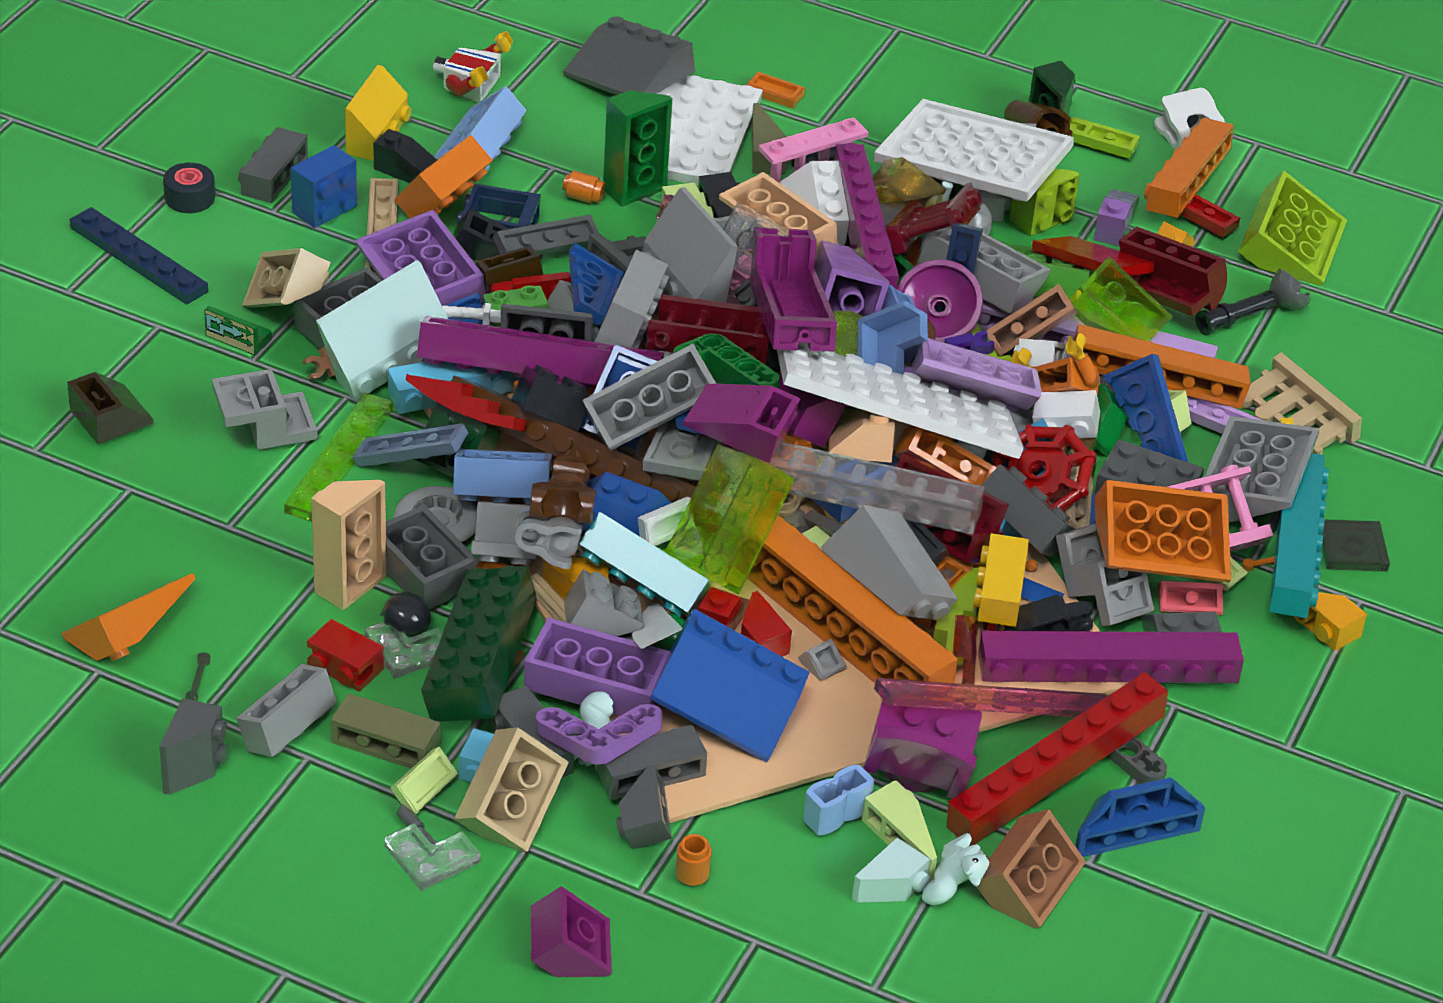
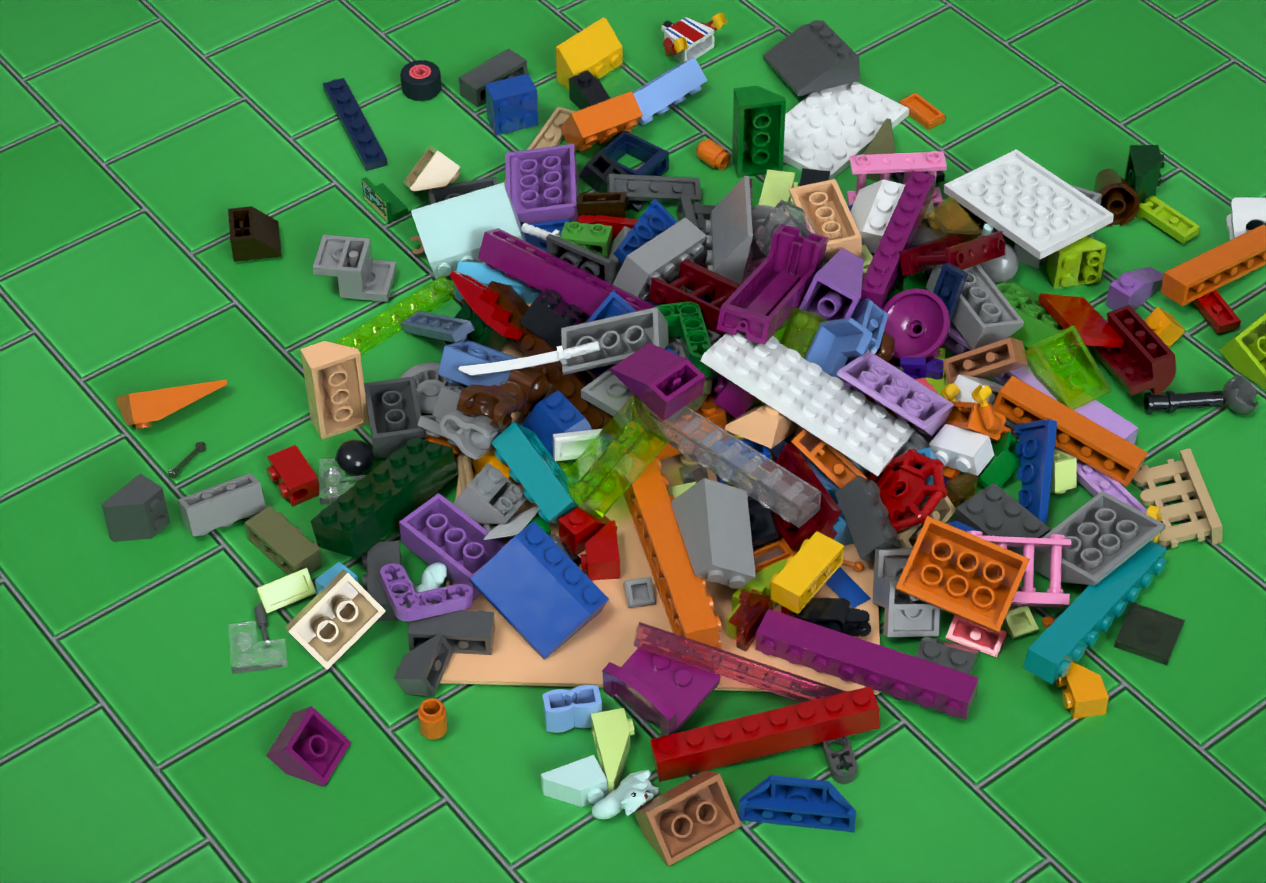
camera: 30 degrees right, 5 degrees up
(603, 427) = (525, 362): none -> white sword

